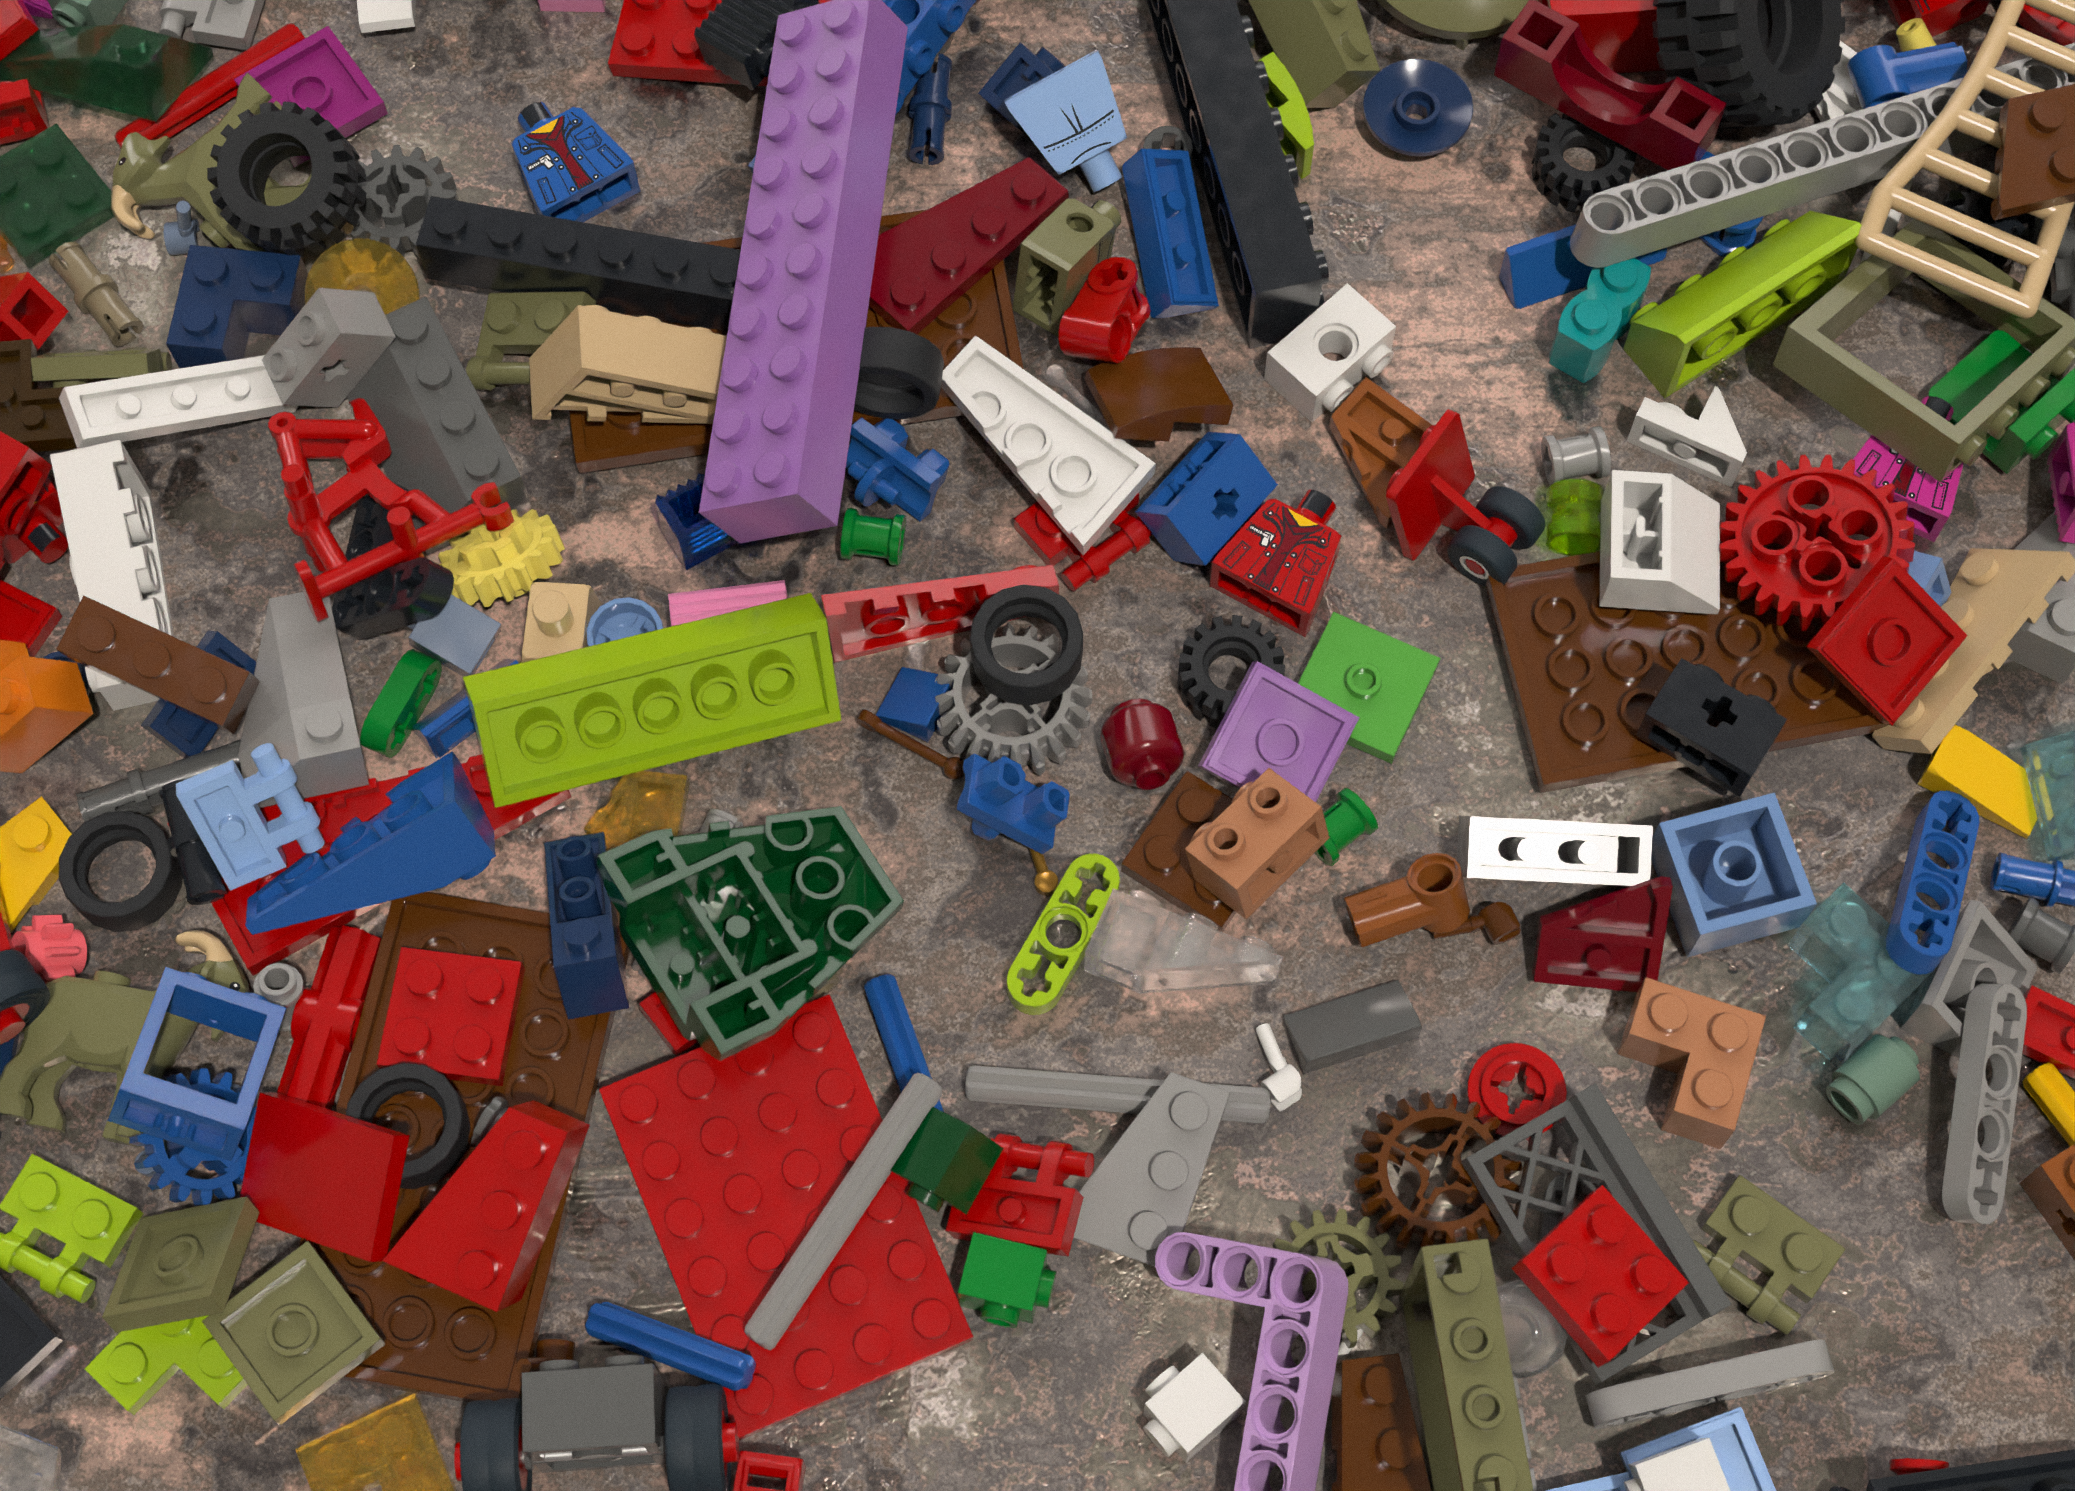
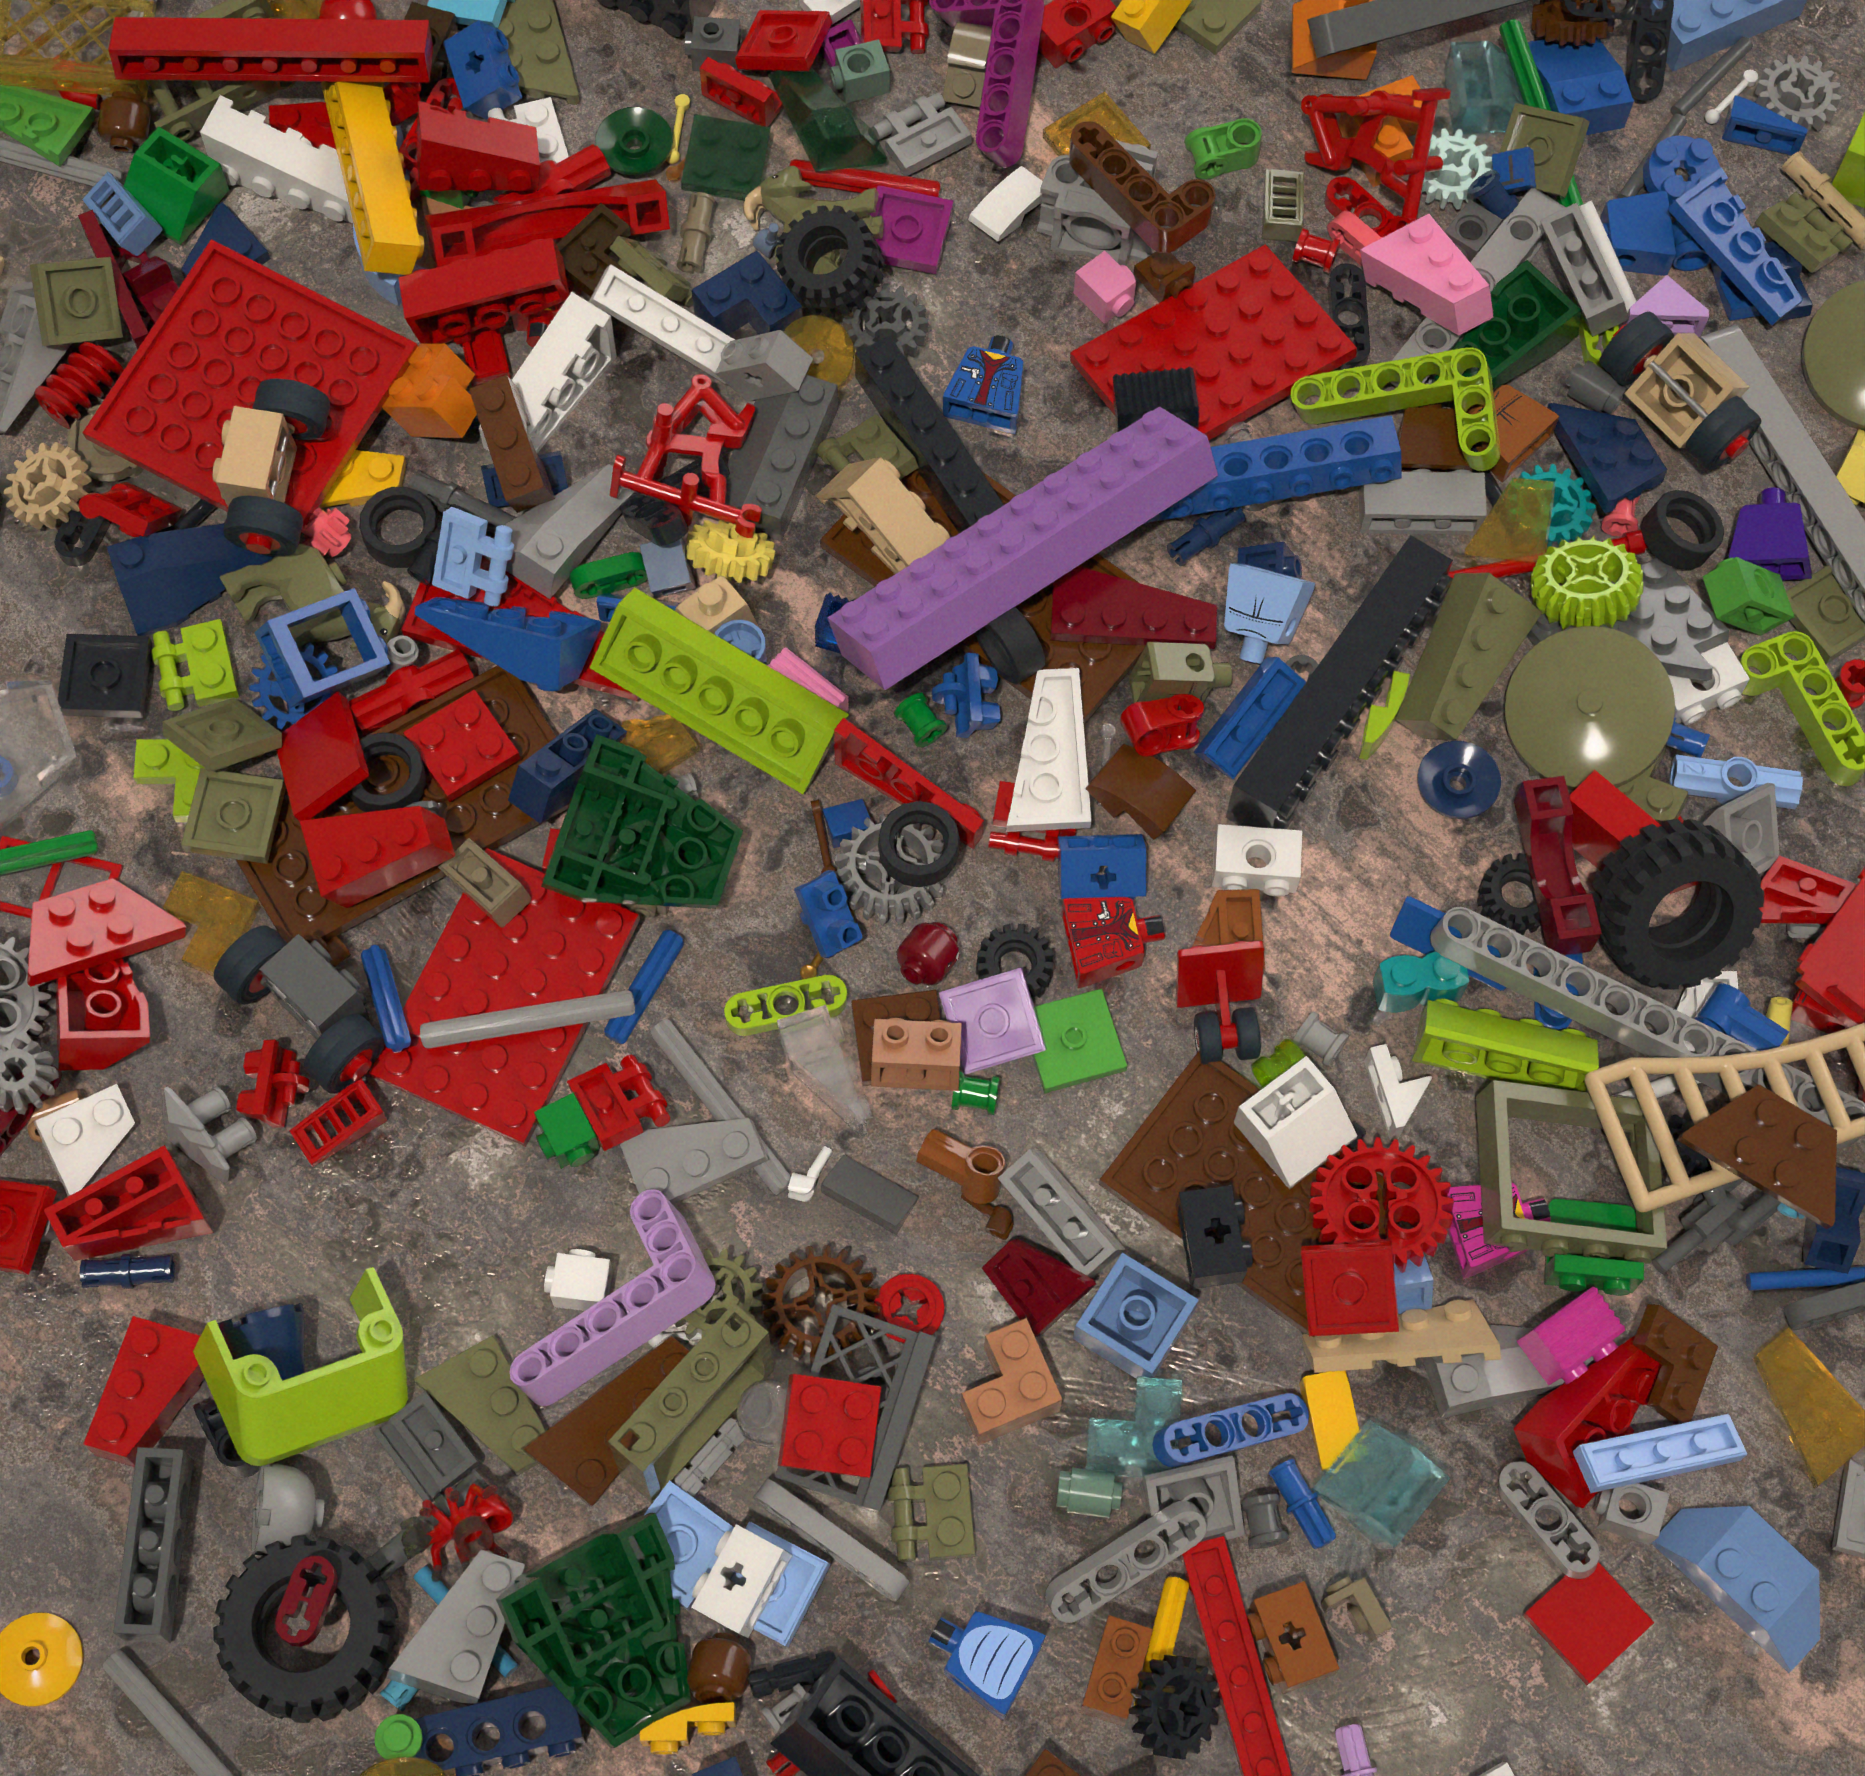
camera: 45 degrees right, 0 degrees up
(645, 1121) = (486, 883): none -> dark tan slope
(946, 1162) = (599, 1047): dark green brick -> none
(1977, 1330) = (988, 1658): none -> torso

